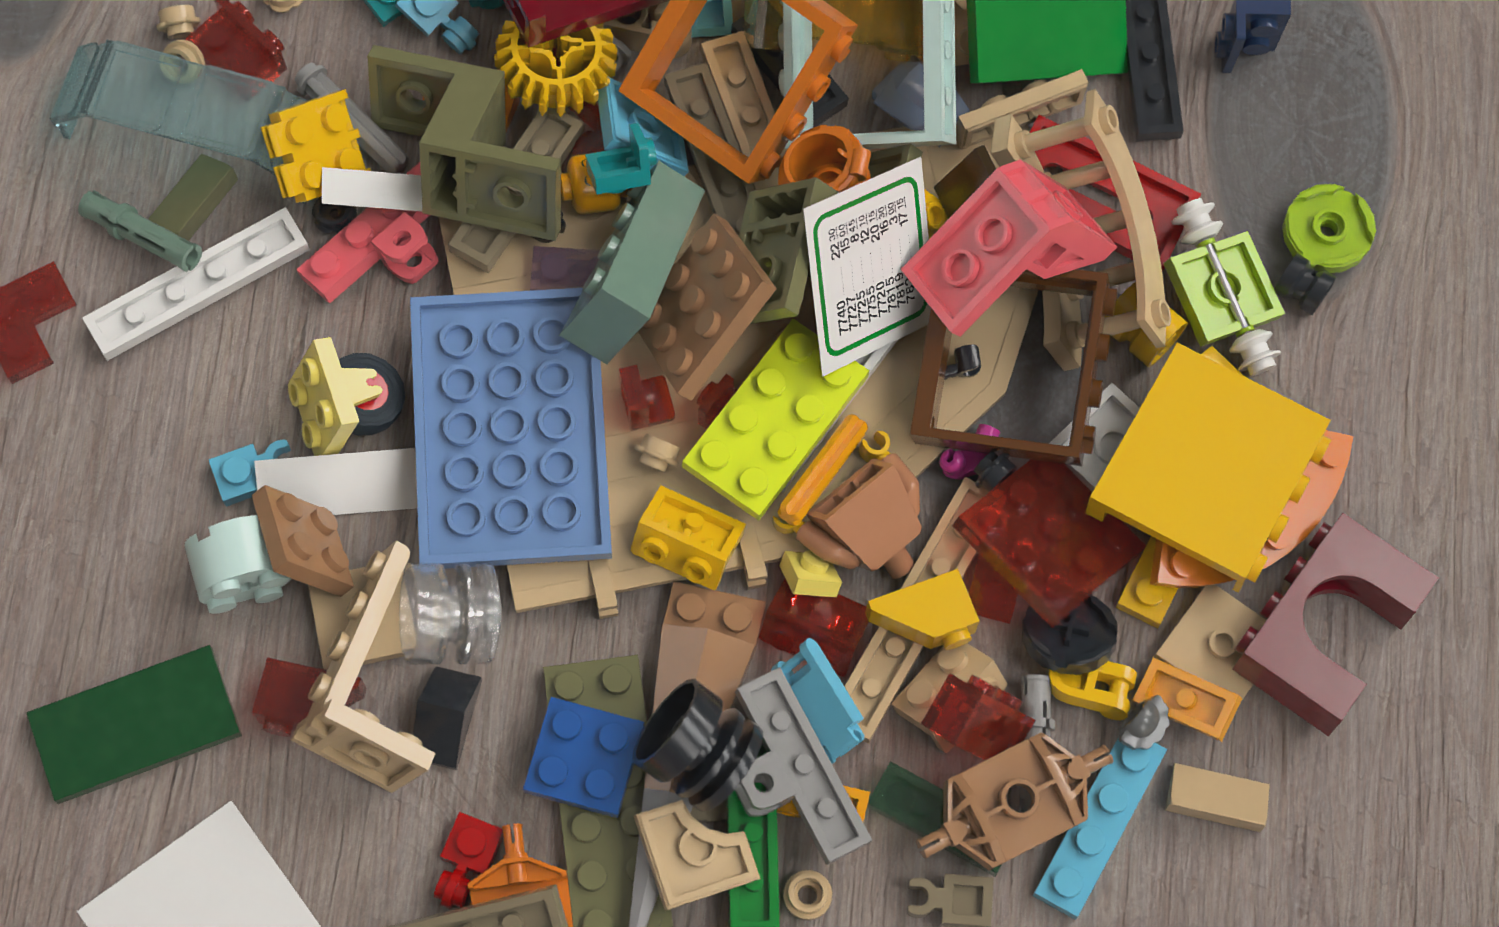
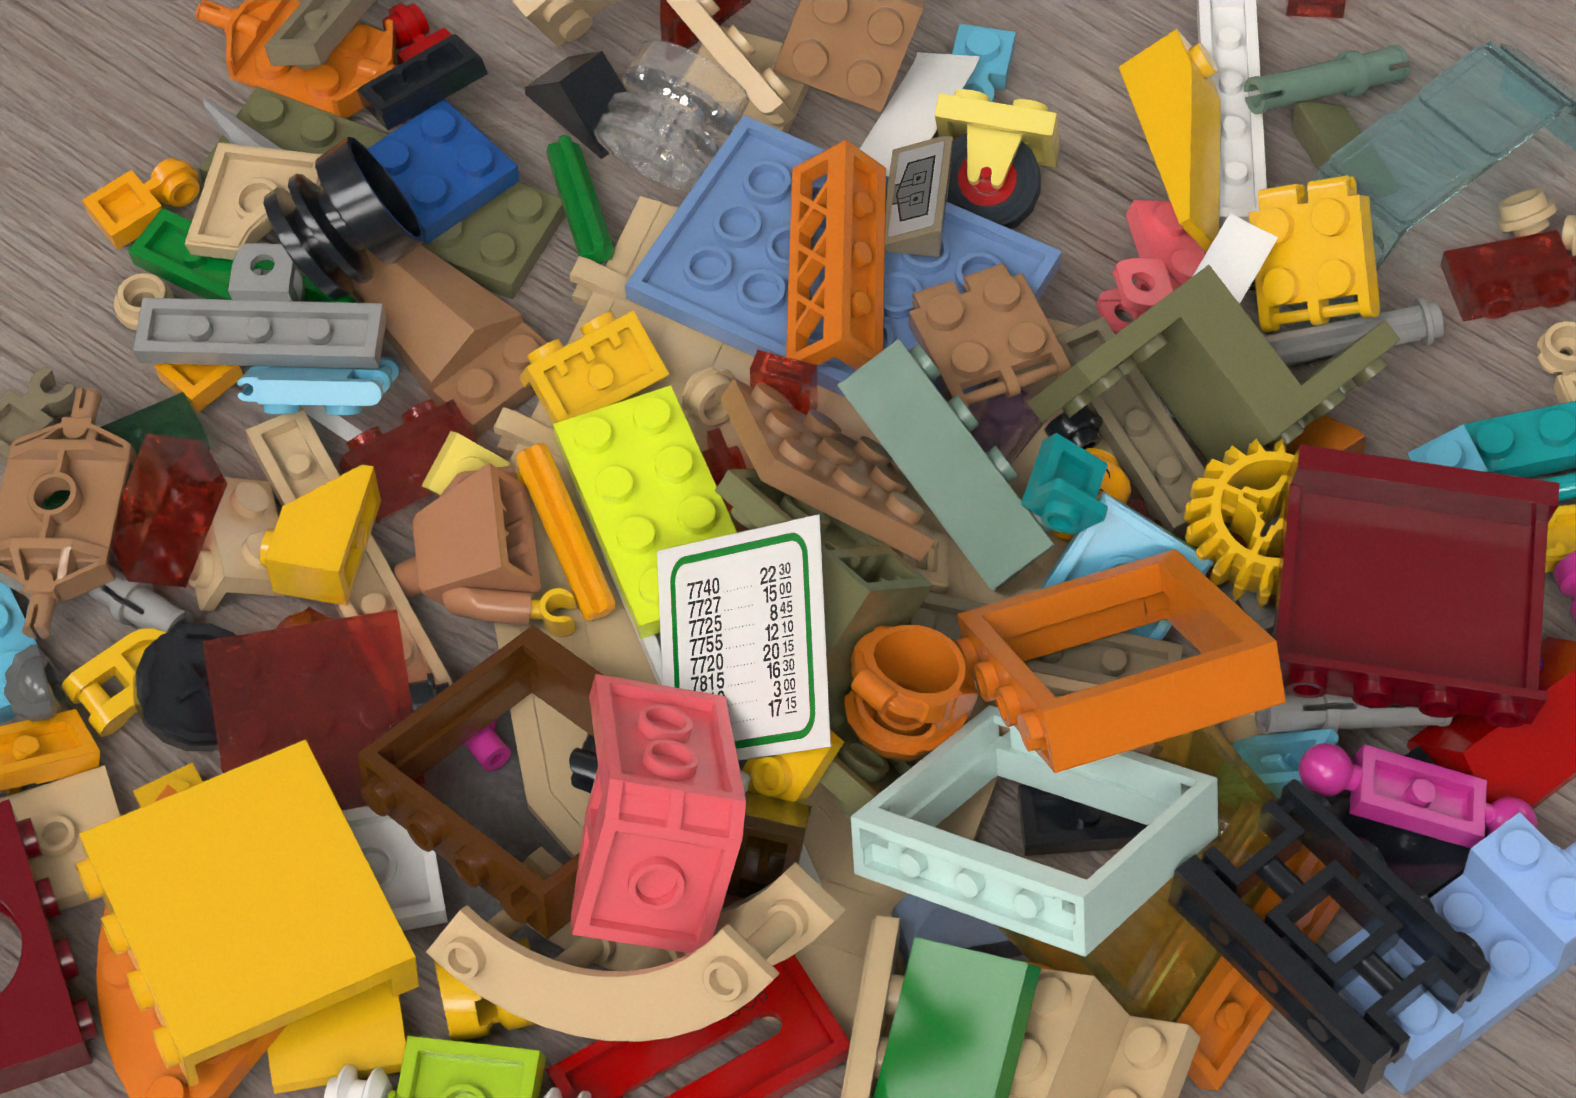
camera: 125 degrees right, 15 degrees down
(234, 300) = (1181, 123): none -> yellow slope
(428, 400) = (918, 197): none -> slope
(510, 405) = (848, 249): none -> orange fence
(514, 299) = (986, 335): none -> medium nougat plate
(519, 811) = (422, 81): none -> black plate
(542, 651) = (579, 200): none -> green axle

